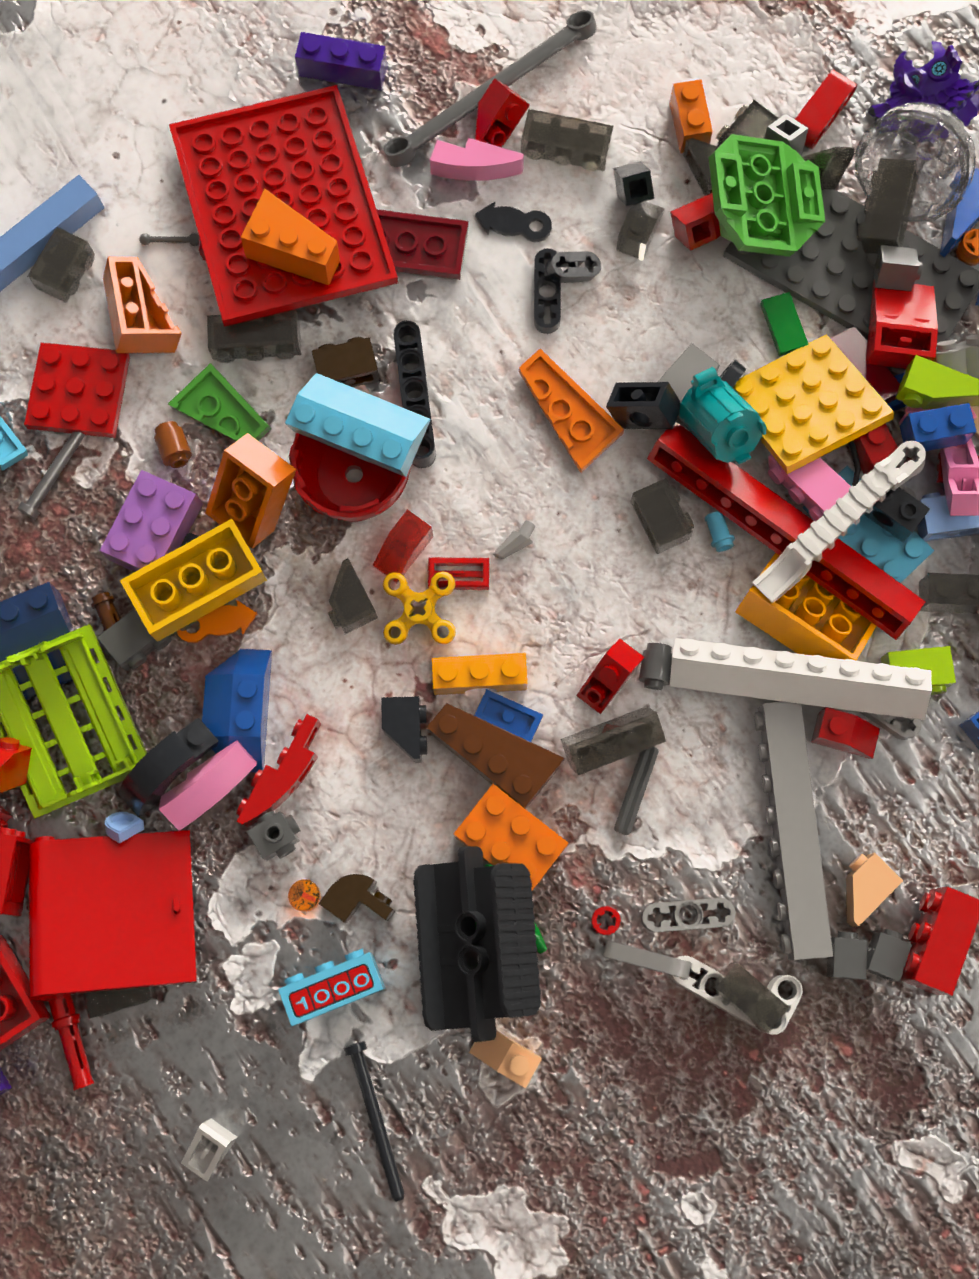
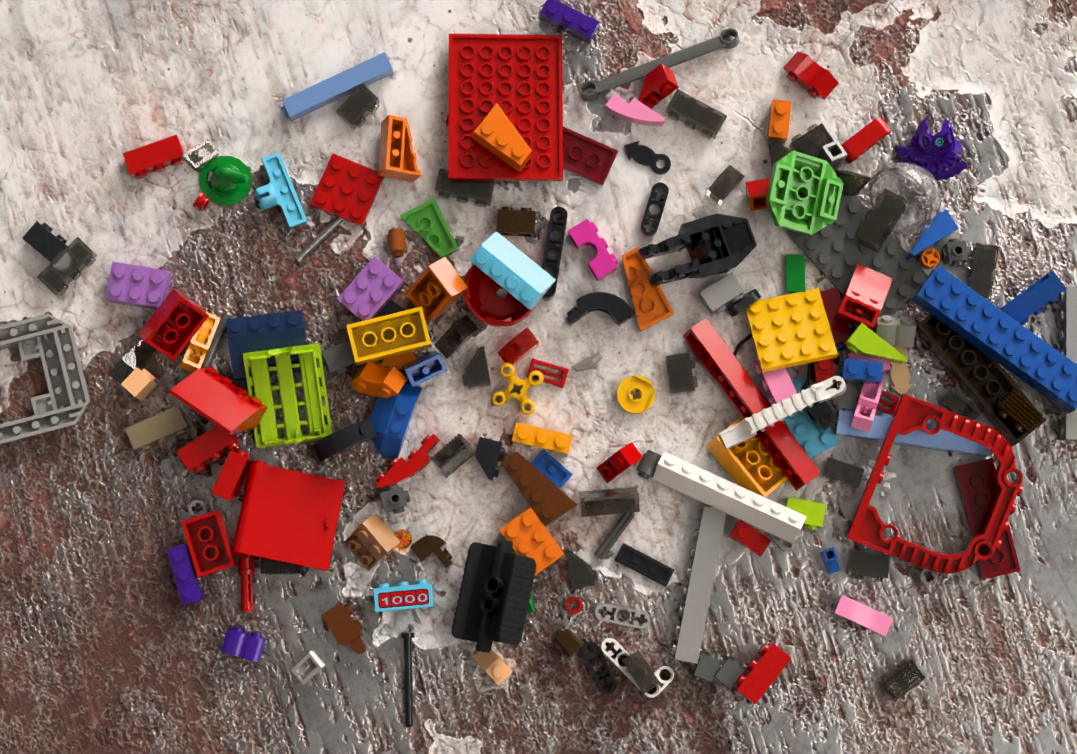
camera: 15 degrees right, 5 degrees up
(91, 1145) = (243, 645): none -> dark purple brick
(105, 609) = (330, 335): reddish brown pin -> none
(122, 826) = (307, 468): light blue tile -> none
(193, 239) = (444, 111): dark grey hinge -> none
(198, 657) = (378, 380): none -> orange brick
(206, 785) = (363, 458): bright pink slope -> none
(250, 1066) = (344, 627): none -> reddish brown hinge
(256, 913) = (372, 541): none -> medium nougat slope
(265, 618) = (424, 368): none -> blue brick
(302, 556) = (456, 336): none -> clear smoke slope
(347, 739) = (452, 455): none -> clear smoke brick
(456, 353) = (585, 235): none -> dark pink arch
(508, 444) = (604, 302): none -> black arch
(574, 272) = (674, 204): beam -> none
(588, 576) = (625, 399): none -> yellow plate
(600, 863) = (580, 571): none -> clear smoke slope
(615, 982) = (567, 641): none -> dark brown brick
(633, 183) = (728, 157): black brick -> none
(644, 405) = (689, 303): black brick -> none
(647, 959) = (589, 634): light grey beam -> none
(648, 313) = (713, 243): none -> black connector
(687, 1033) = (609, 678): none -> black beam
(697, 823) = (644, 564): none -> black tile
(716, 42) = (810, 75): none -> red brick
(719, 532) = (712, 393): medium azure pin -> none
(721, 418) = (732, 327): teal container -> none
(868, 886) = (732, 630): light nougat slope -> none
(897, 268) = (872, 262): dark grey brick -> none

